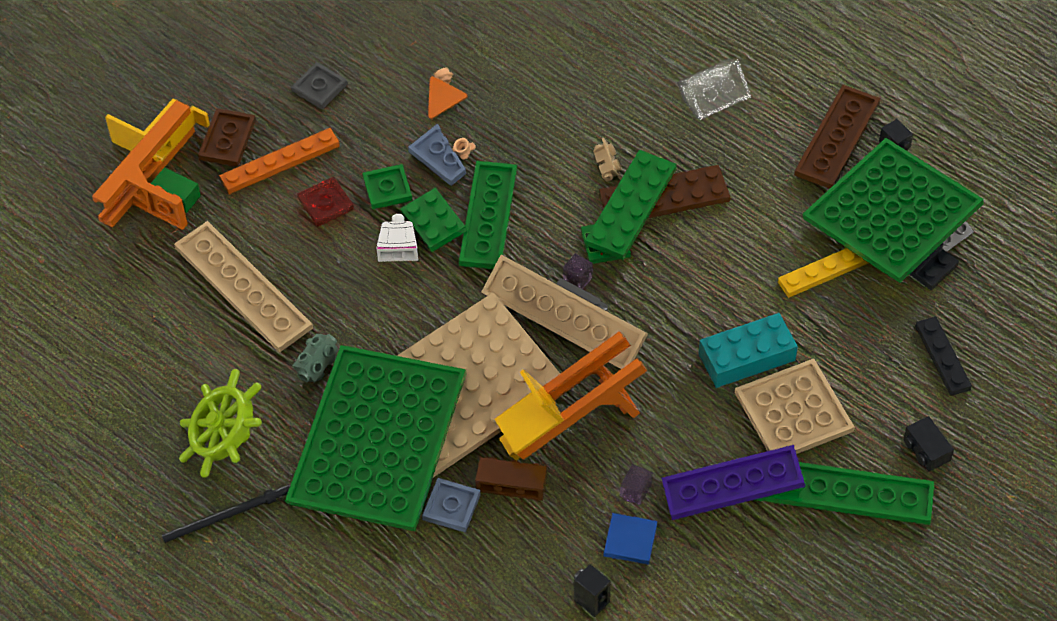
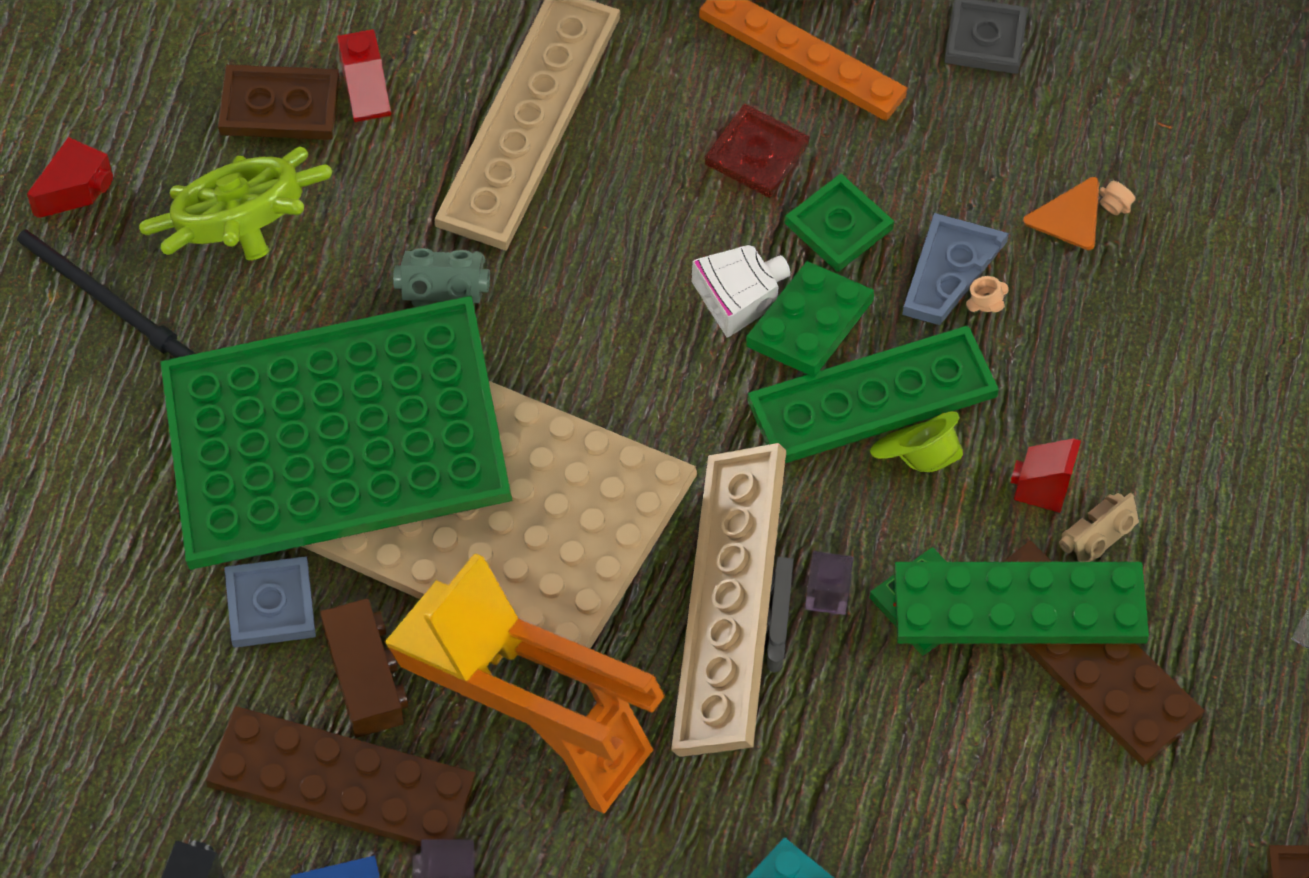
camera: 60 degrees right, 5 degrees up
(146, 499) = (70, 179): none -> red slope
(160, 389) = (279, 102): none -> reddish brown plate
(170, 345) = (363, 75): none -> slope
(526, 206) = (924, 445): none -> lime piece
(562, 514) = (340, 779): none -> reddish brown plate
(573, 164) = (1045, 474): none -> red slope

